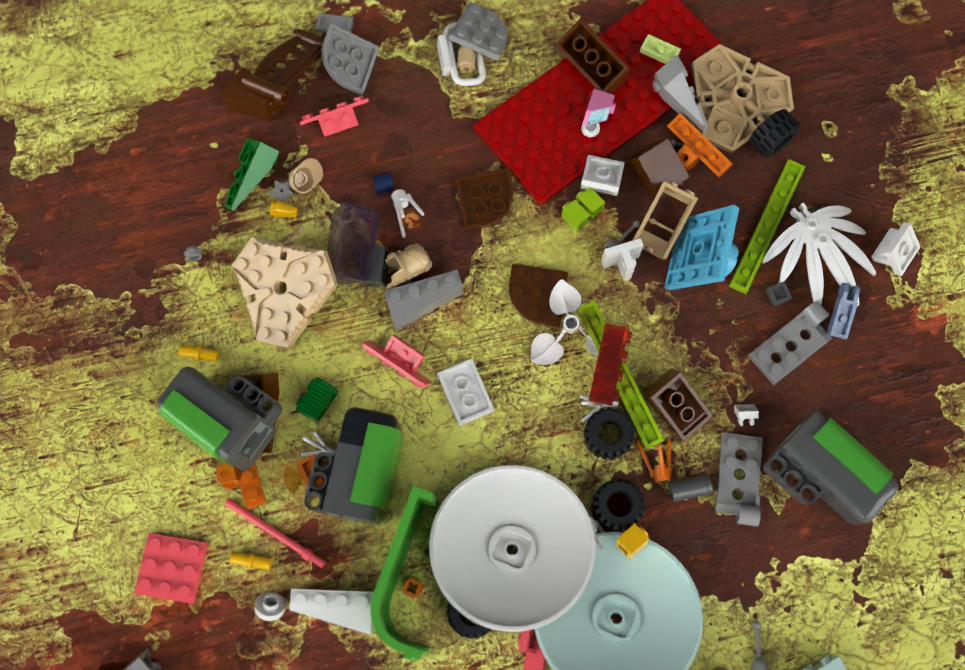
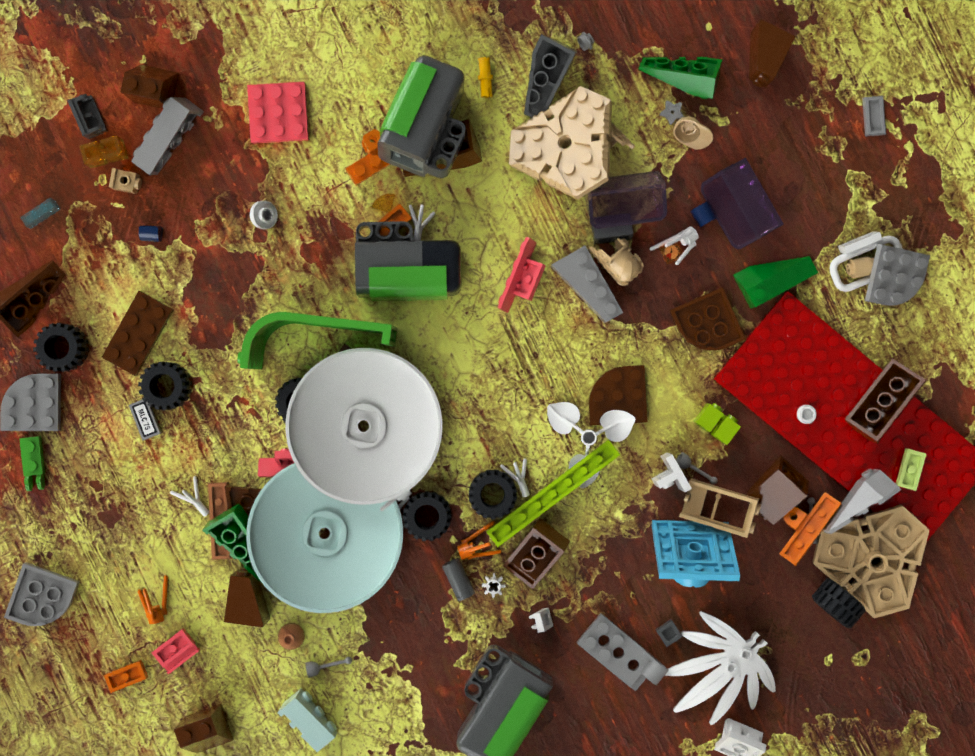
camera: 70 degrees right, 15 degrees up
(211, 293) = (548, 69): none -> dark grey wedge
(251, 560) = (300, 185): yellow pin -> none
(278, 87) = (777, 79): reddish brown piece -> none
(282, 210) = (651, 118): yellow cone -> none
(307, 553) = (319, 235): coral bar -> none
(316, 400) = (464, 206): green brick -> none
(336, 119) = (764, 147): coral bracket -> none
(338, 607) = (277, 278): white wedge -> none
(348, 58) = (833, 142): light grey plate -> none
(383, 147) = (740, 204): none -> clear purple windscreen
(419, 590) = (315, 343): orange bush -> none
(459, 138) = (769, 280): none -> green wedge
(465, 392) = (504, 348): white tile -> none
(599, 107) = (829, 418): bright pink slope -> none
(602, 175) = (757, 437): white bracket -> none
(609, 362) = (559, 482): clear red wedge -> none
(632, 541) = (394, 535): yellow brick -> none
(700, 448) = (493, 591): none -> white gear
(748, 508) = (451, 635): light grey hinge -> none
(767, 226) = (740, 611): lime tile -> none
(843, 311) = (663, 698): sand blue hinge -> none

